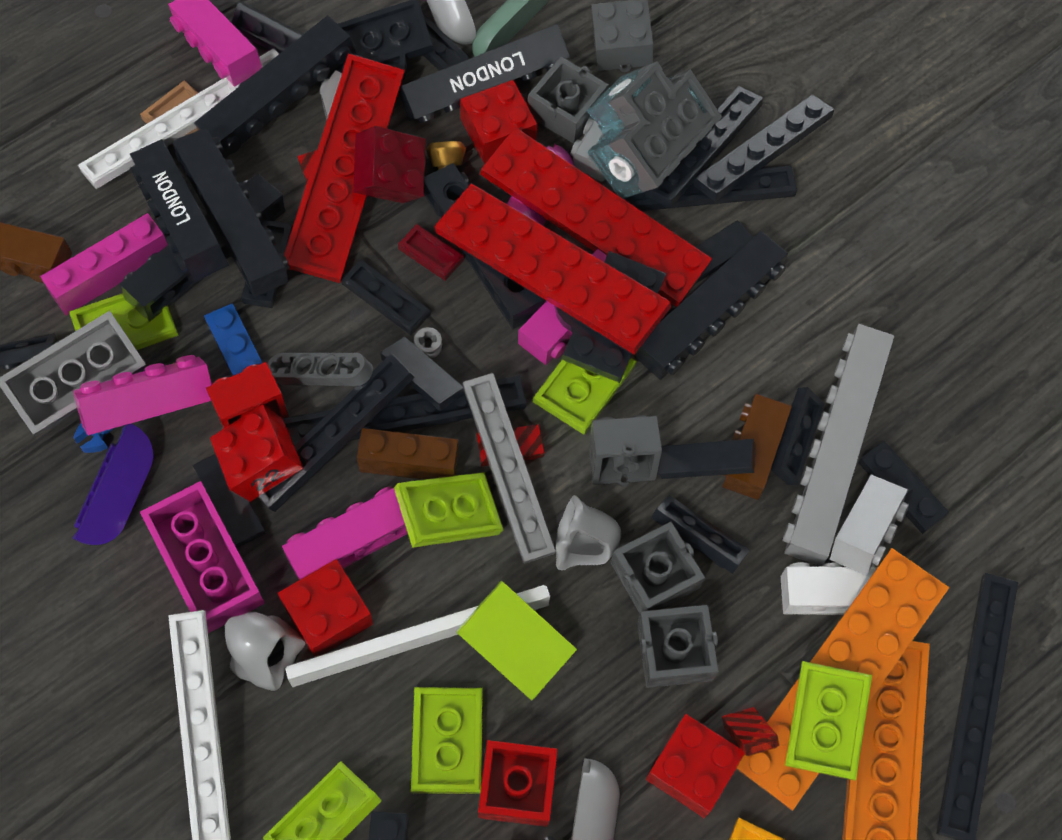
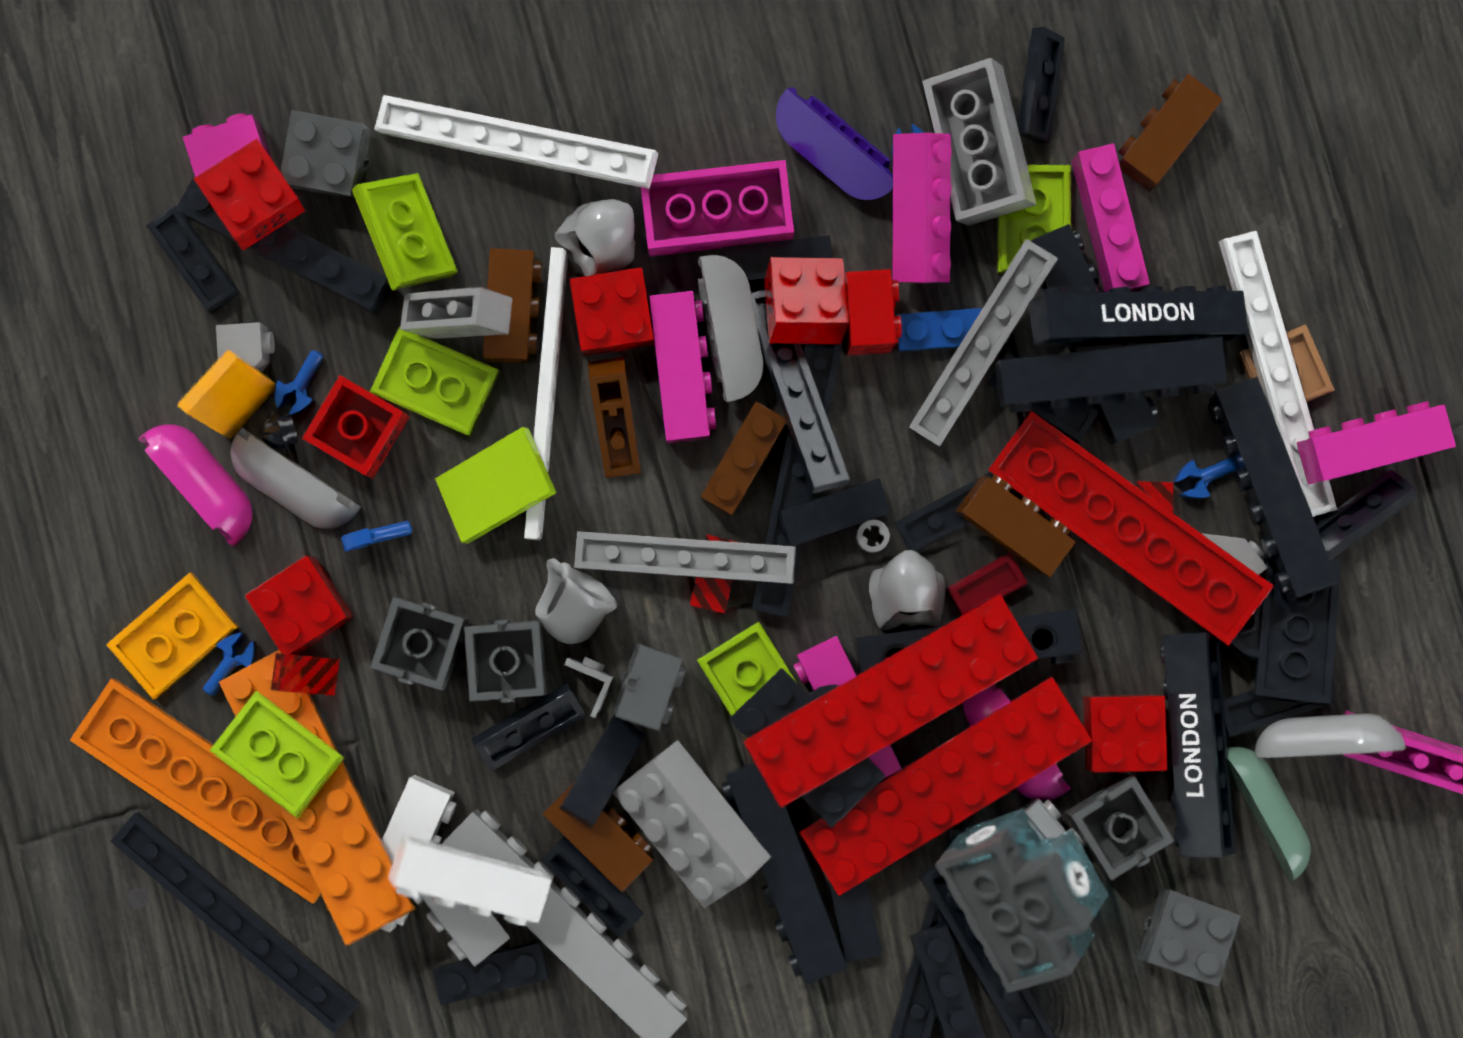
camera: 115 degrees right, 20 degrees up
(239, 312) = (983, 342): none -> light grey plate
(284, 141) = (1204, 475): none -> blue bar
(301, 507) = (730, 326): none -> light grey brick
(316, 375) = (876, 400): dark grey beam -> none
(353, 697) = (514, 275): none -> reddish brown brick
(375, 243) = (1016, 525): none -> reddish brown brick
(380, 731) = (456, 313): none -> light grey brick
(389, 165) = (1102, 575): dark red brick -> none
(411, 573) = (614, 417): none -> reddish brown slope
(445, 153) = (1103, 653): pearl gold cone -> none
(448, 509) = (664, 476): lime tile -> none
(461, 300) = (907, 585): none -> light grey piece
(611, 735) = (366, 537): none -> blue bar
(636, 489) = (595, 670): none -> light grey bracket
(714, 375) = (691, 825): none -> light grey brick
(771, 811) = (230, 661): none -> blue bar
(847, 510) = (469, 879): none -> white brick

